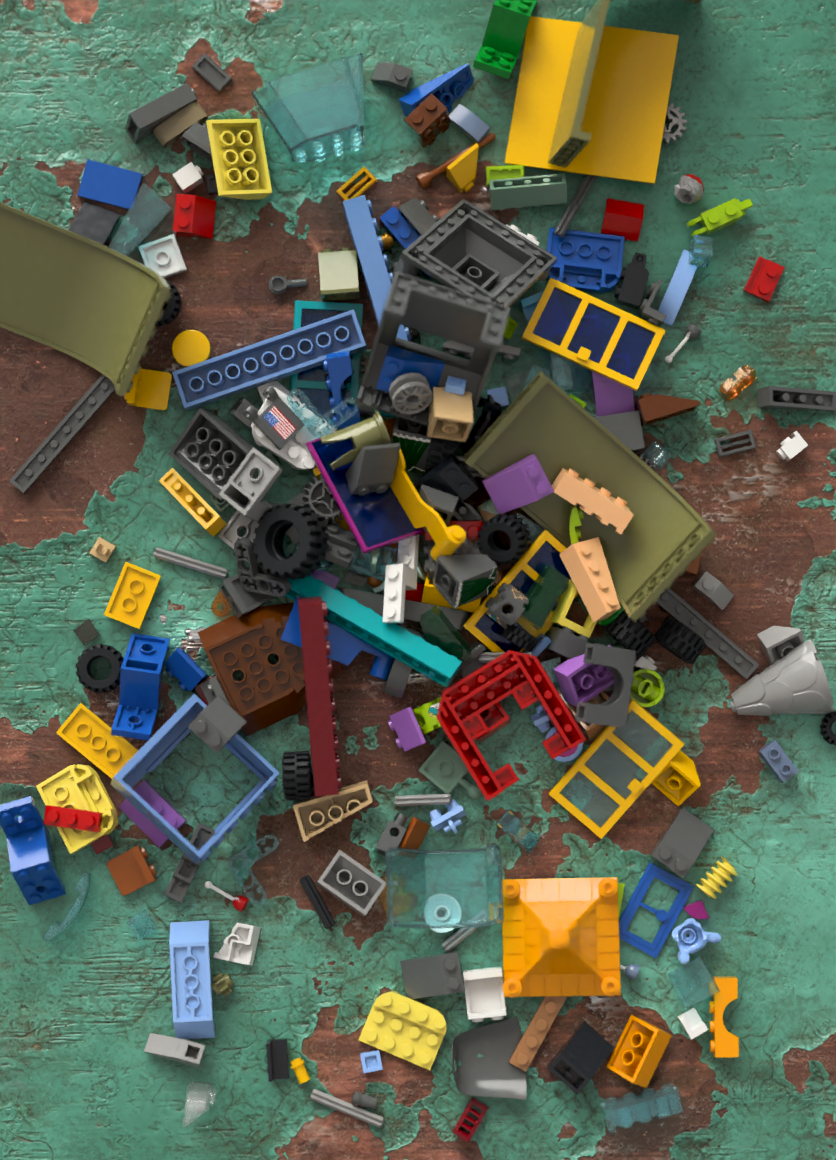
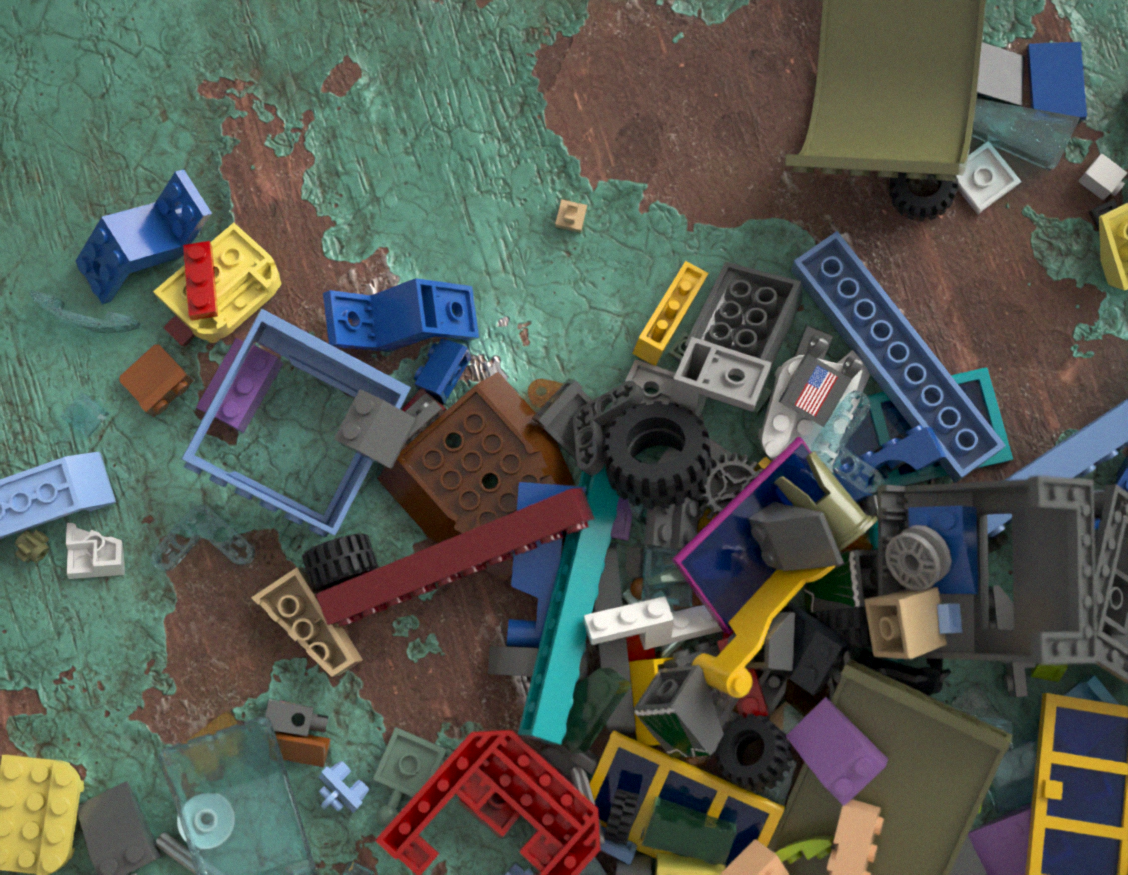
camera: 80 degrees right, 5 degrees down
(63, 434) = (707, 119): dark grey plate -> none
(84, 665) = (406, 238): black tyre -> none
(86, 632) = (455, 228): clear smoke tile -> none
(94, 741) = (319, 267): yellow plate -> none
(132, 595) = (522, 272): yellow plate -> none
(150, 389) = (803, 208): yellow bracket -> none
(187, 868) = (169, 451): dark grey slope -> none
(190, 563) = (588, 317): light grey axle -> none
(191, 348) = (877, 248): yellow tile -> none
(194, 216) = (1053, 200): red slope -> none
(239, 902) = (149, 535): hinge -> none
(279, 284) = (1001, 339): dark grey plate -> none
(317, 902) = (177, 642): black axle -> none
(338, 275) = (1041, 414): slope -> none
(351, 883) = (213, 681): light grey slope -> none
(387, 241) = (1111, 466): pearl gold plate -> none
(407, 729) = (447, 695): medium lavender slope -> none
(415, 800) = (356, 746): light grey axle -> none
(427, 715) = (473, 717): lime brick -> none
(499, 395) = (951, 686): light blue tile -> none
(506, 614) = (656, 796): dark grey brick -> none

